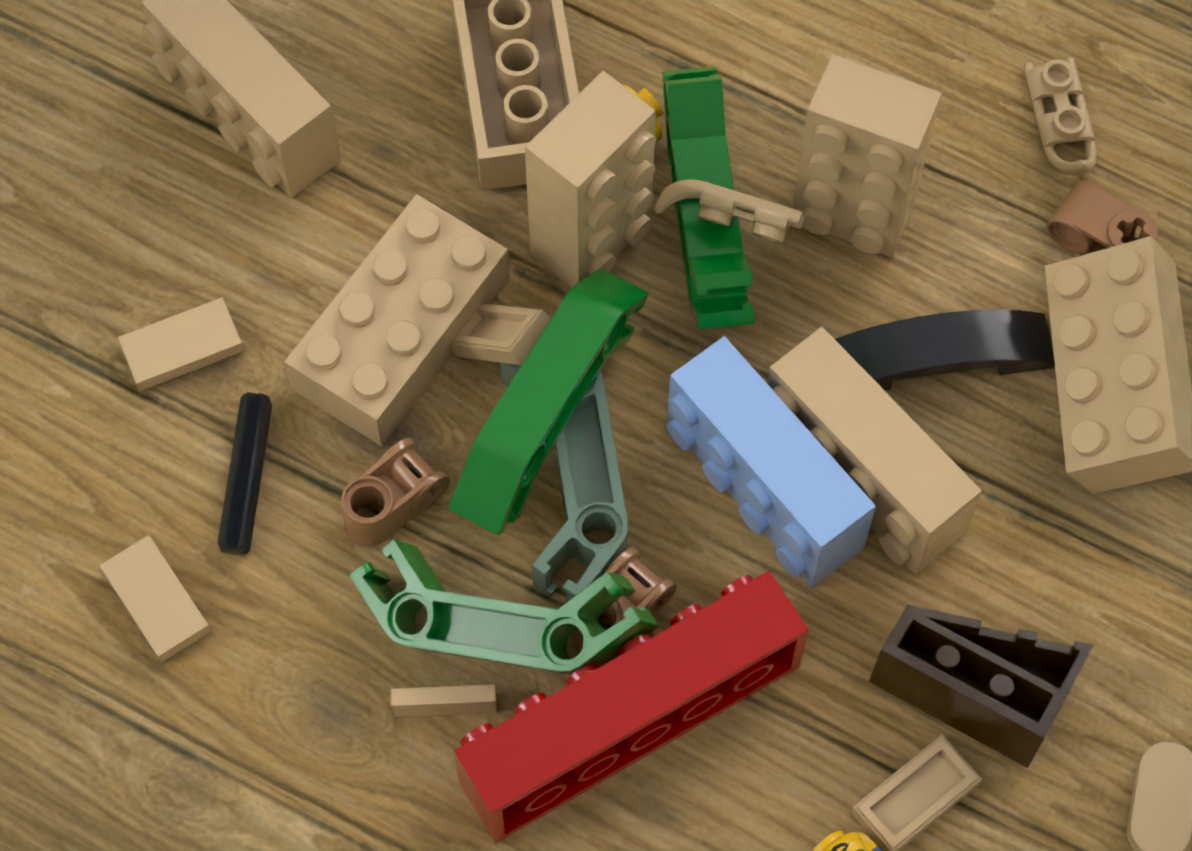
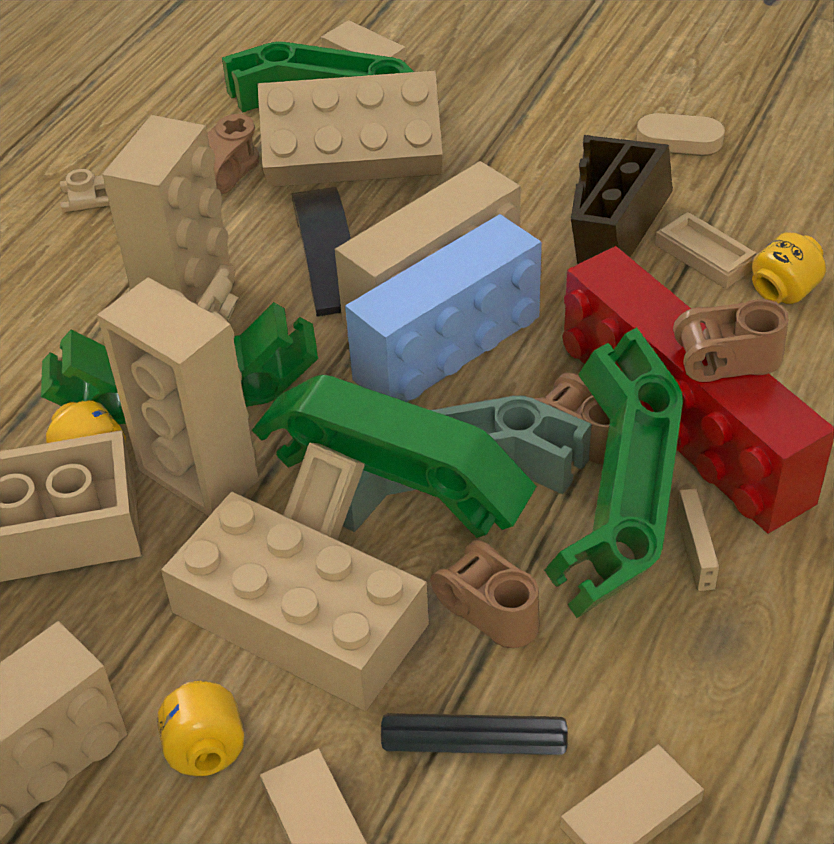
camera: 90 degrees left, 20 degrees down
(268, 246) = (198, 725): none -> yellow head
(605, 705) = (736, 339): none -> medium nougat piece

